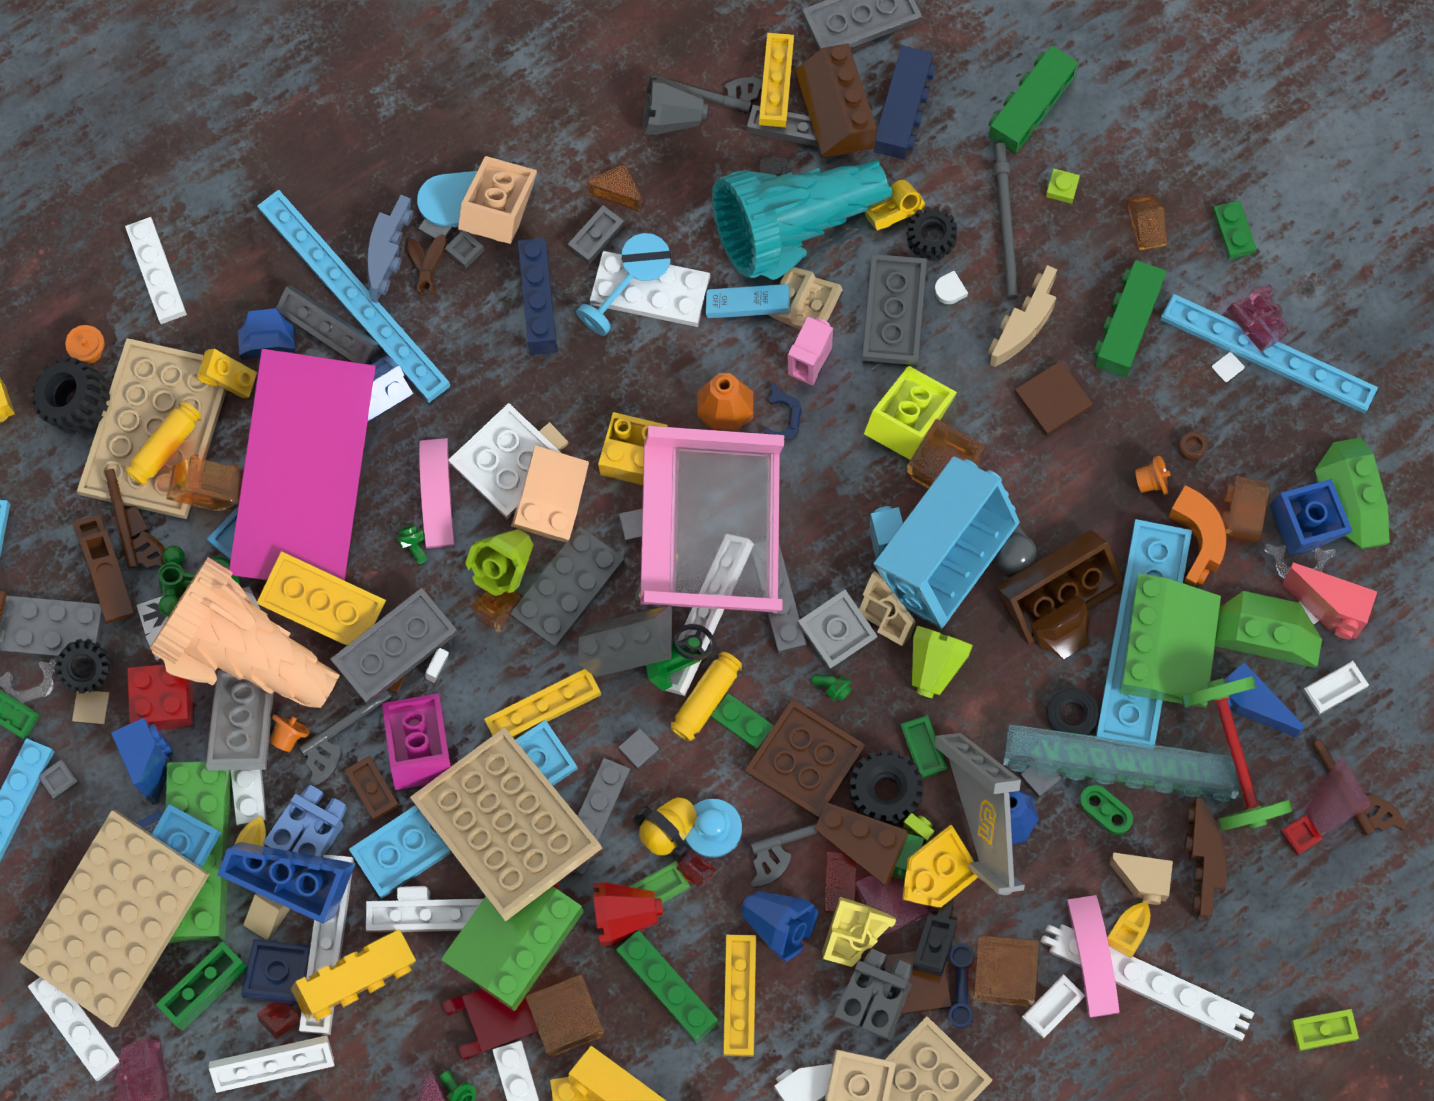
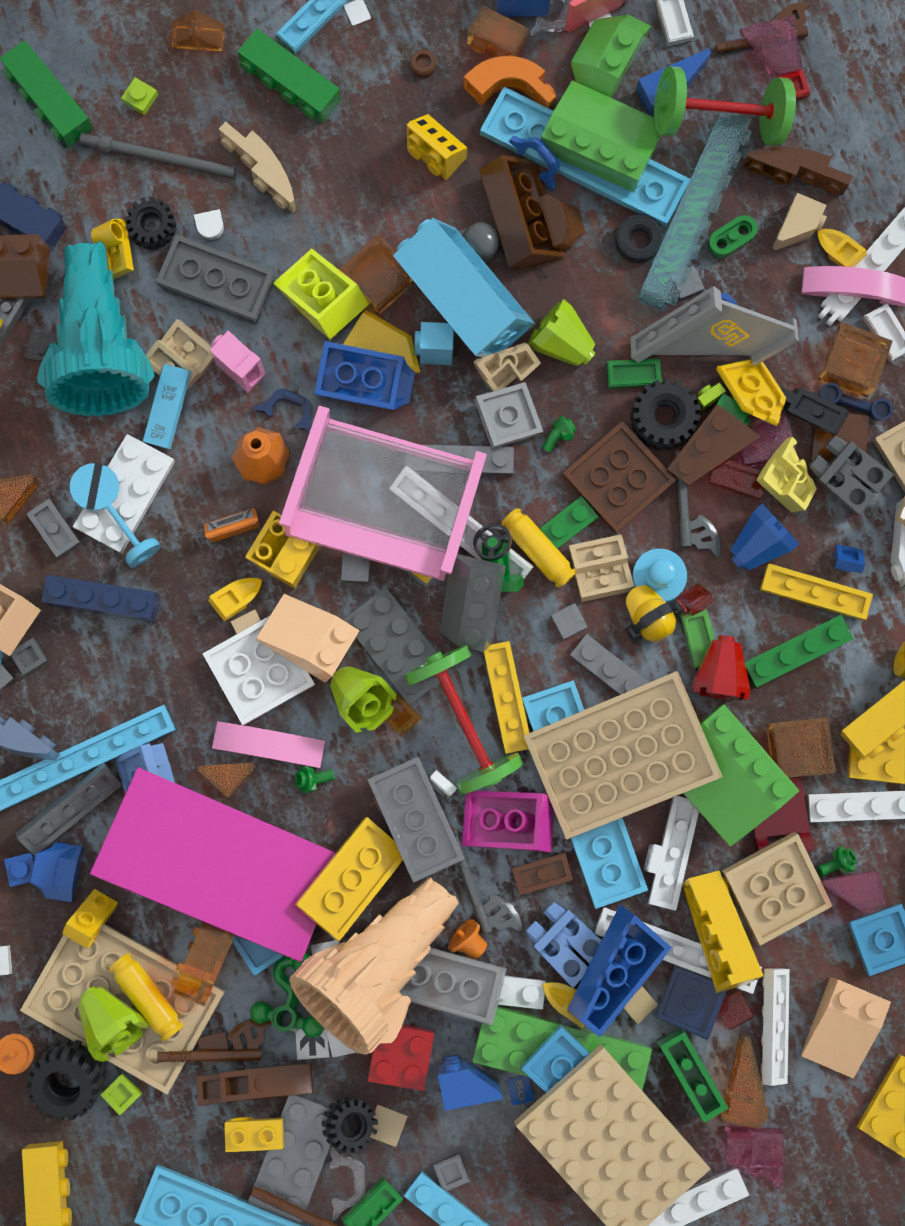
camera: 85 degrees left, 10 degrees up
(55, 579) = (254, 1134): none -> yellow plate
(68, 451) = (121, 1094): none -> lime plate
(129, 416) = (108, 1023): none -> lime cone
(196, 1048) = (745, 1090): none -> clear orange slope
(259, 299) = (19, 869): none -> blue plate
(392, 461) = (228, 777): none -> clear orange slope
(413, 1028) = (777, 888): none -> tan plate
(427, 262) = (30, 696): reddish brown piece -> none
(458, 702) = (489, 772): none -> bright green piece
(574, 418) = (234, 597): none -> yellow plate
(646, 395) = (232, 525): none -> orange slope
(704, 766) = (601, 568): none -> tan slope
(785, 1020) = (849, 559): none -> blue plate
(832, 476) = (364, 376): none -> blue slope
(871, 483) = (380, 336): none -> yellow tile
(1053, 398) = (343, 166): reddish brown tile -> none
(1101, 478) = (435, 146): none -> yellow slope
(1131, 574) = (539, 145): none -> blue helmet
(1153, 476) = (445, 103): orange piece -> none

